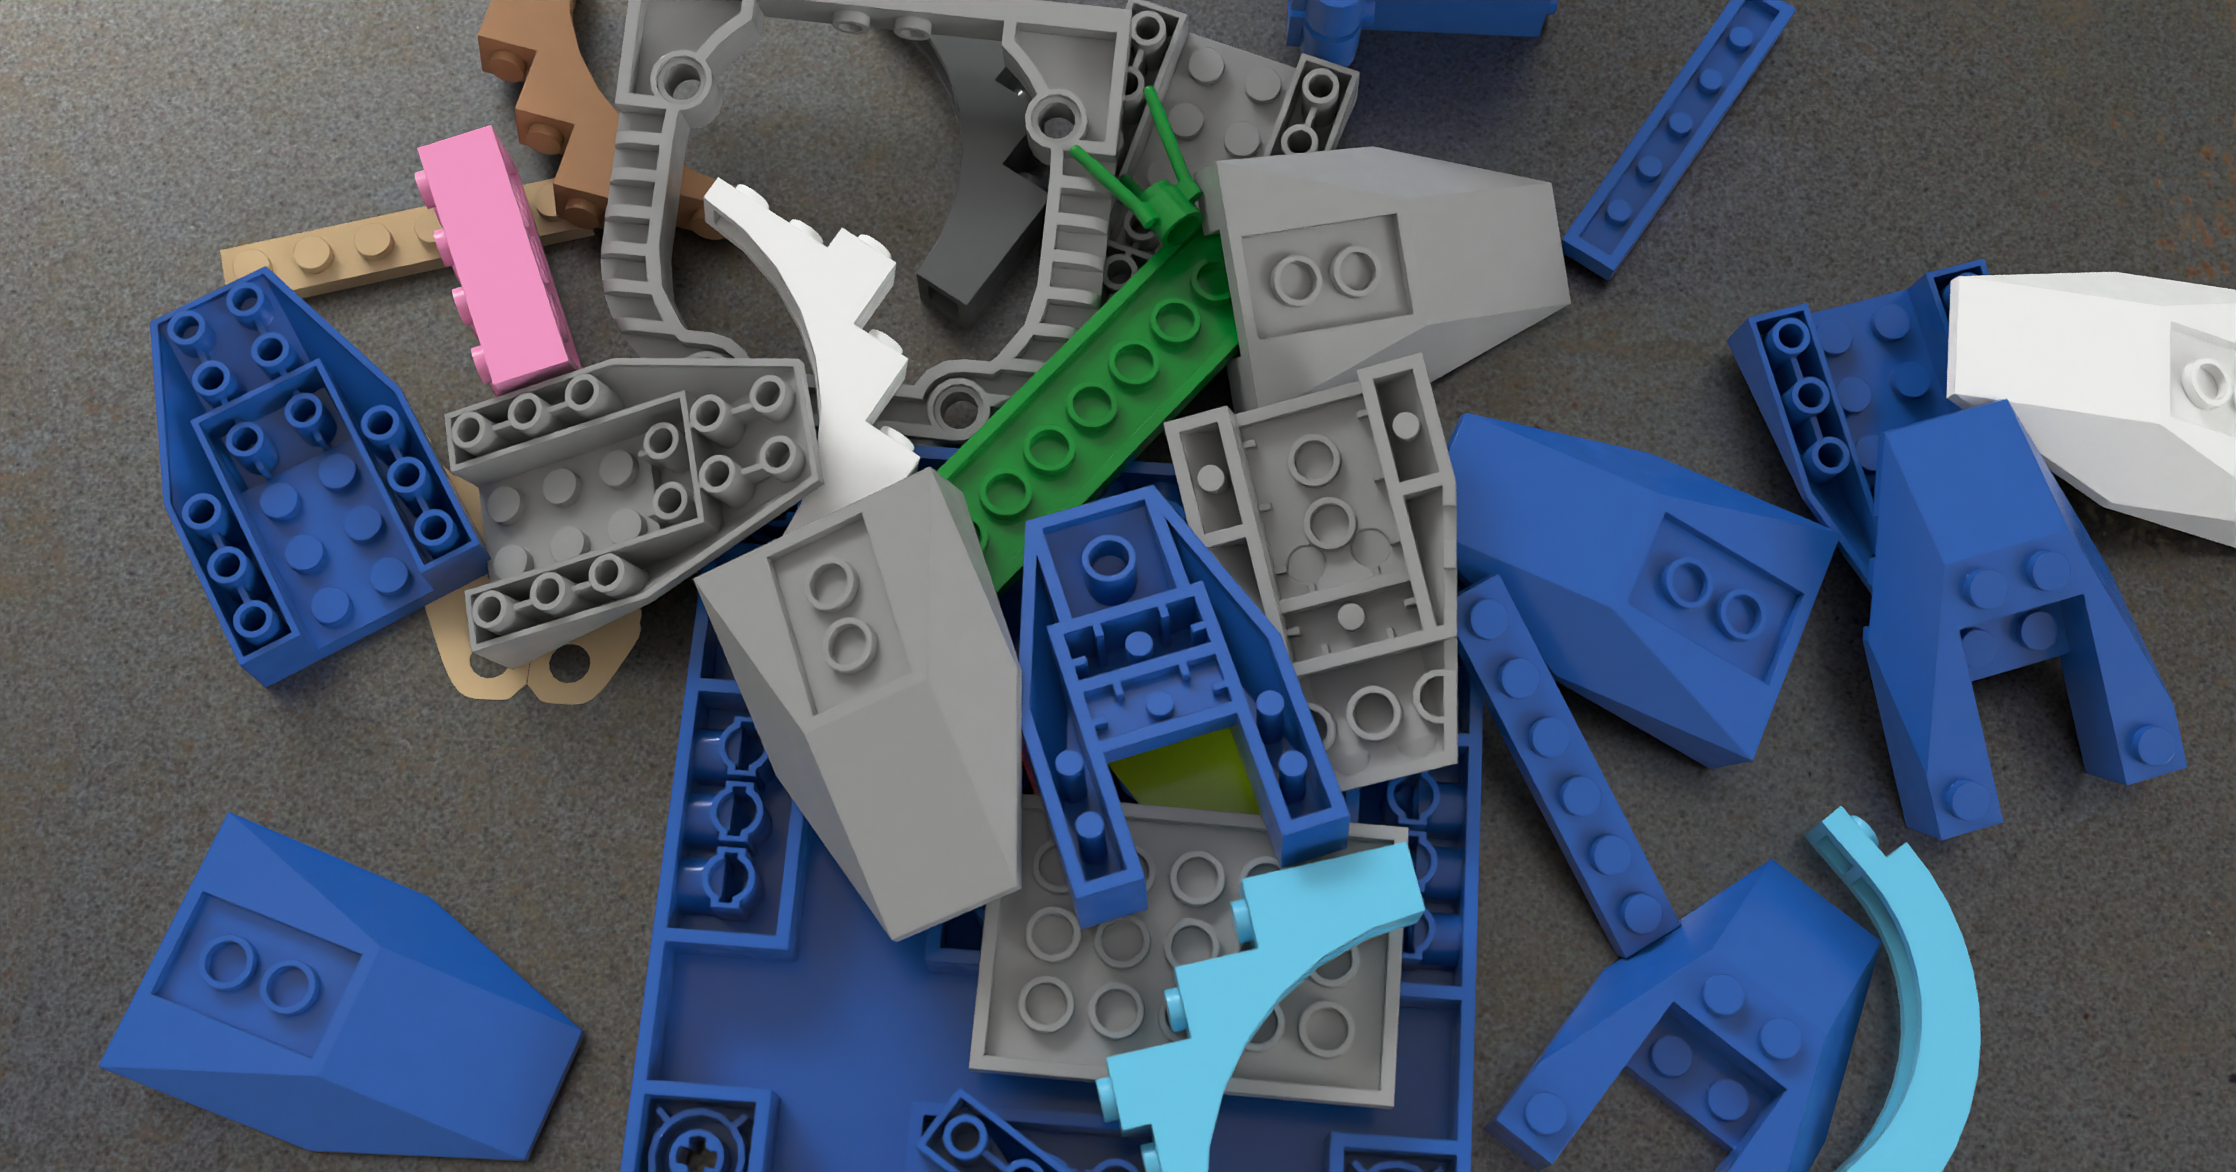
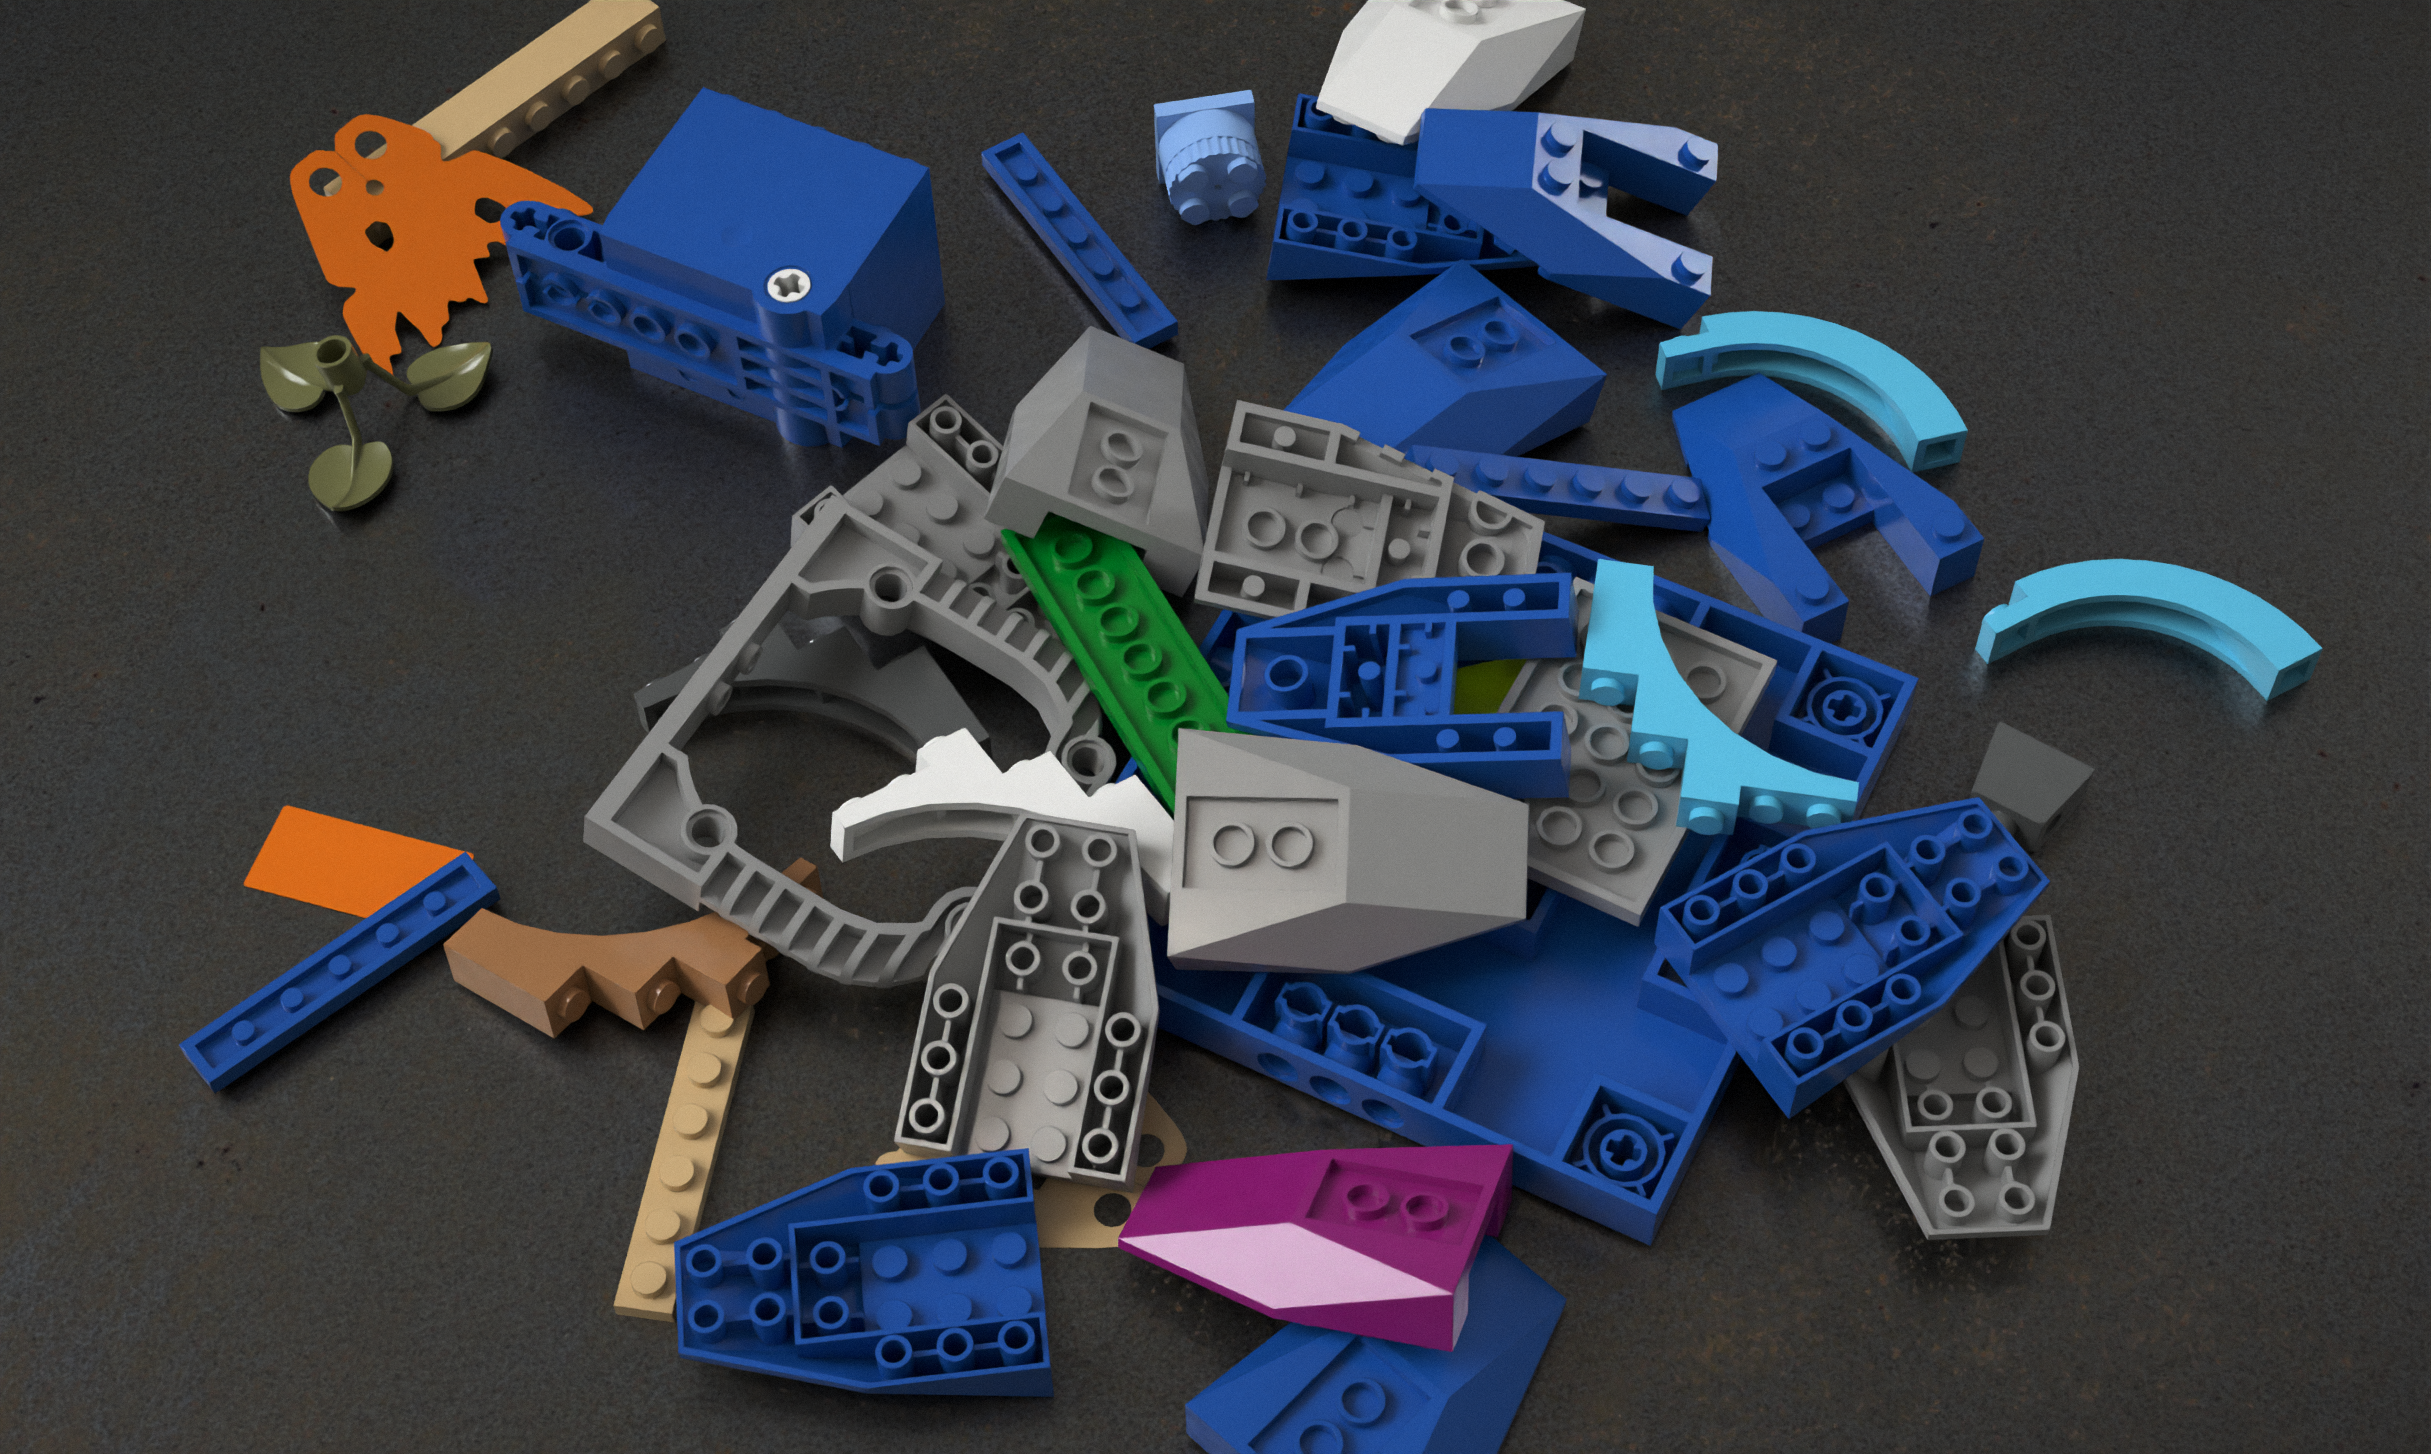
camera: 65 degrees left, 15 degrees down
(481, 884) = (1332, 1234): none -> magenta wedge
(497, 260) = (786, 1050): bright pink brick -> none
(1163, 206) = (1003, 549): green plant -> none
(1854, 206) = (1209, 156): none -> light blue piece

